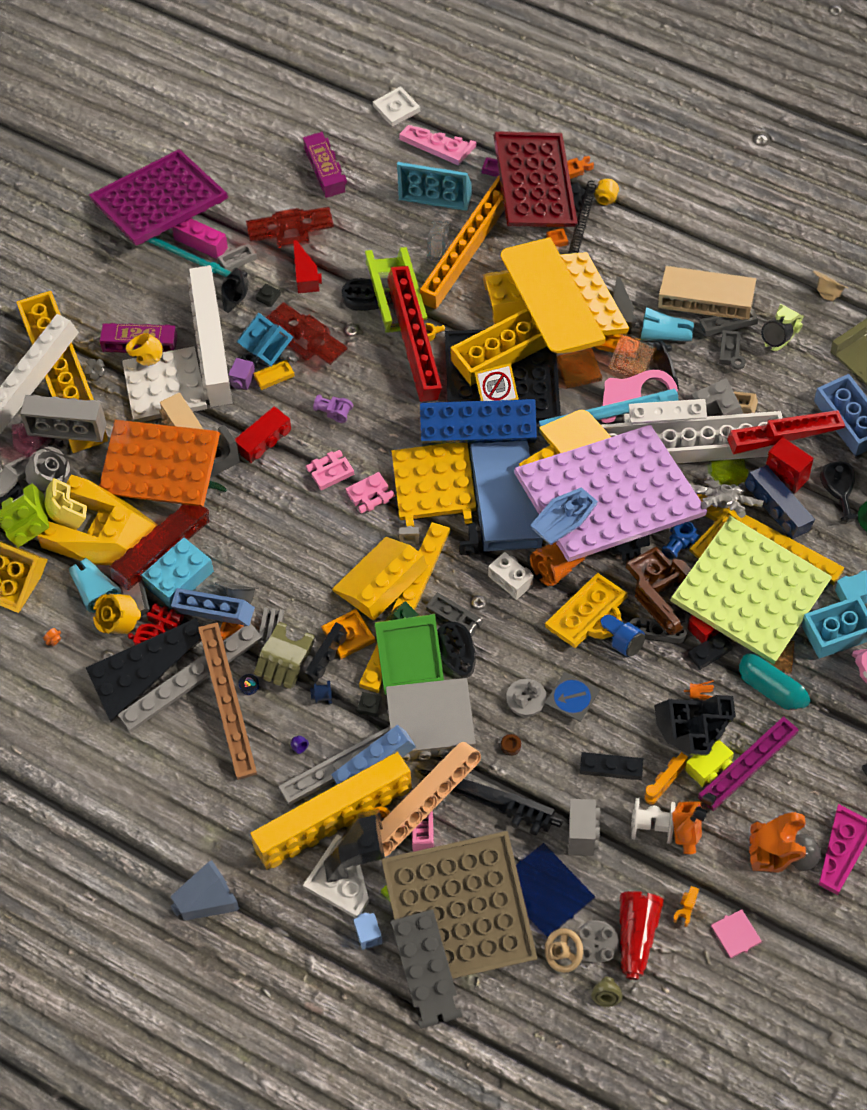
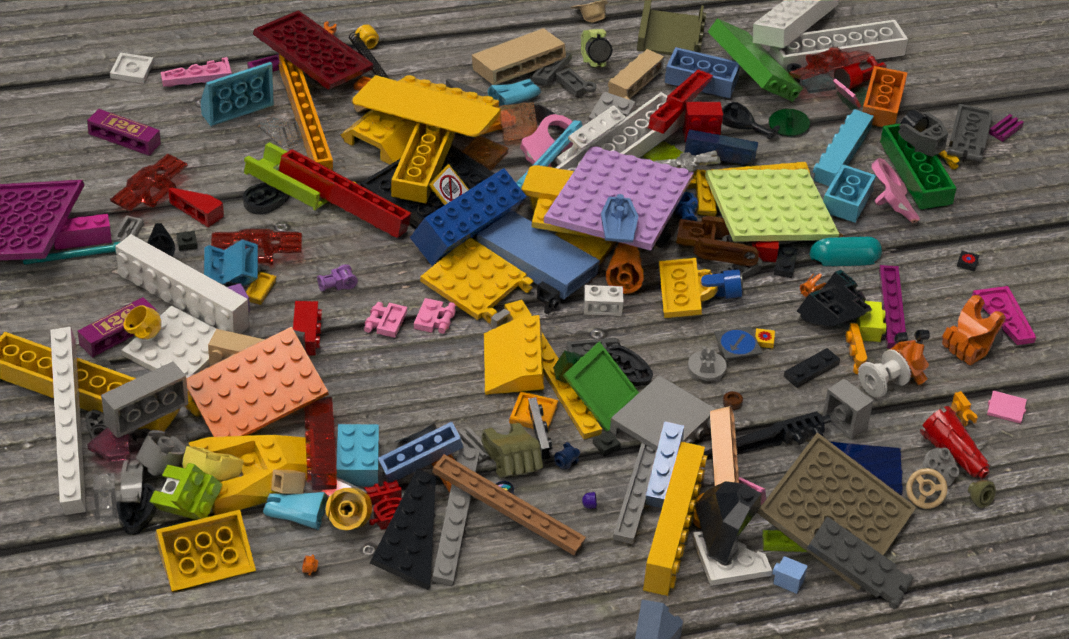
camera: 50 degrees left, 15 degrees down
(103, 557) = (288, 481): none -> tan brick
(604, 708) = (765, 337): none -> yellow tile
(789, 378) = (636, 74): none -> tan brick

